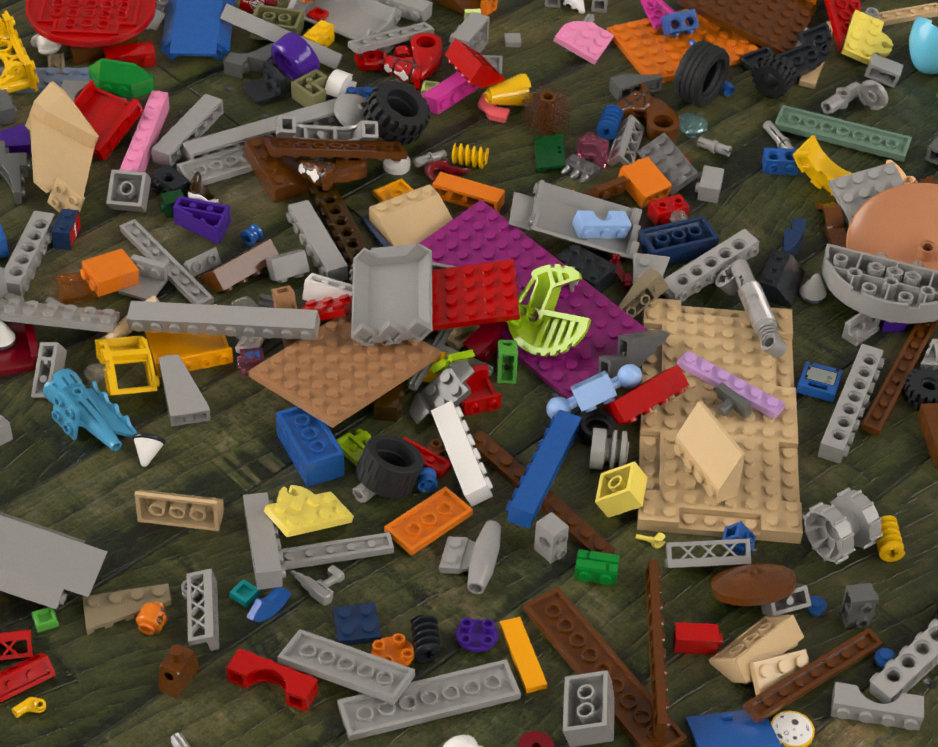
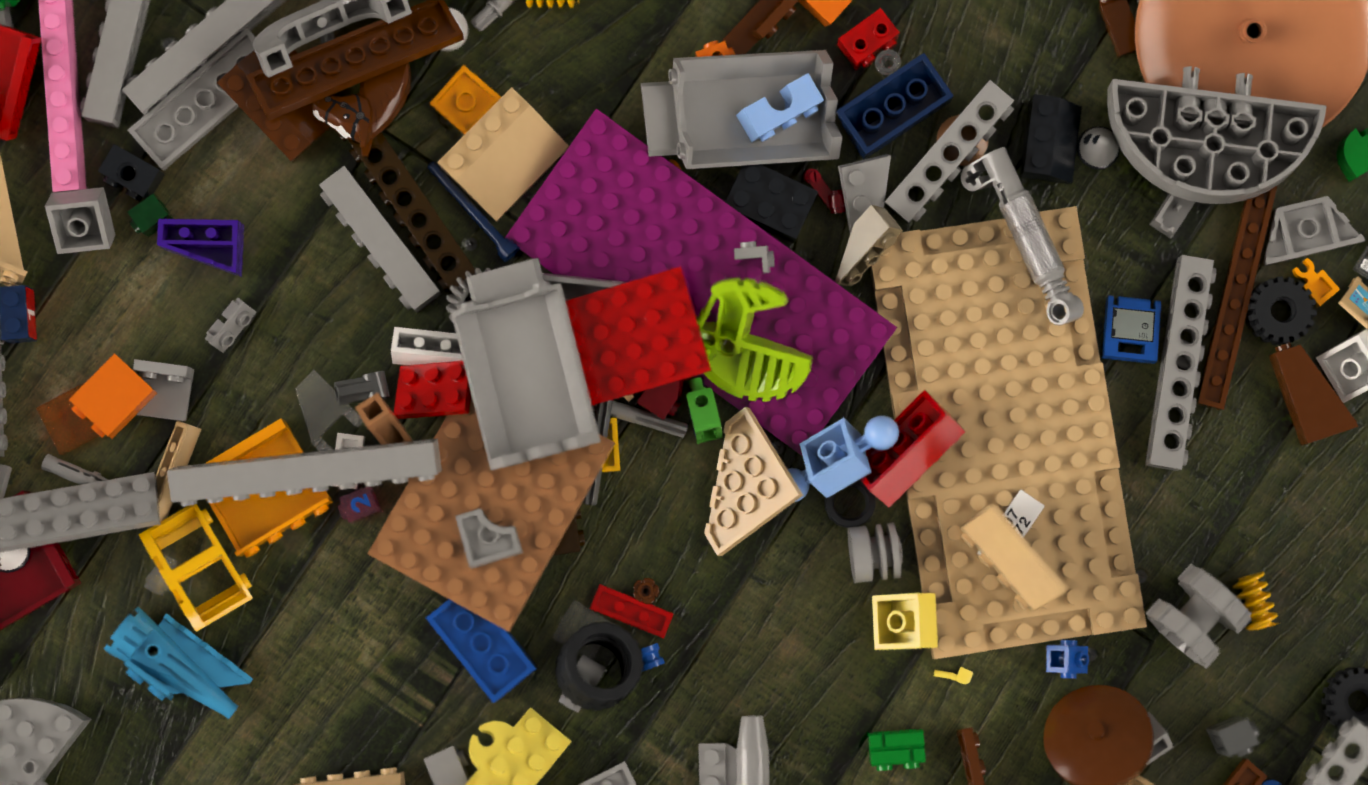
camera: 10 degrees left, 40 degrees up
(49, 361) = (94, 596): light grey slope -> none
(147, 446) = (272, 697): white hat -> none
(176, 272) = (181, 342): light grey plate -> none
(182, 395) = (285, 596): light grey slope -> none
(199, 191) = (186, 193): dark brown hair -> none
(239, 267) = (286, 322): slope -> none
(252, 235) = (283, 251): blue wheel -> none
(287, 265) = (353, 308): light grey brick -> none
(334, 373) = (486, 541): none -> light grey tile
(354, 445) = (543, 630): lime plate -> none
(428, 520) = (667, 724): orange plate -> none
(441, 365) = (633, 444): lime plate -> none
(443, 166) = (515, 24): dark red piece -> none
(446, 387) = (629, 507): dark grey piece -> none
(462, 454) = (683, 602): white brick -> none
(467, 192) = (569, 74): orange brick -> none
(483, 395) = (673, 477): red panel -> none
(512, 471) = (797, 637): reddish brown plate -> none
(526, 400) = (749, 484): none -> tan plate
(543, 470) = (798, 608): blue brick -> none
(551, 537) = (832, 727): light grey brick -> none
(632, 349) = (873, 372): dark grey slope -> none
(708, 561) = (1033, 700): light grey fence -> none
(715, 375) = (1016, 390): lavender plate -> none
(732, 400) = (1023, 431): dark grey tile -> none
(794, 236) = (1056, 48): dark blue slope -> none
(818, 606) = (1177, 730): blue plate -> none

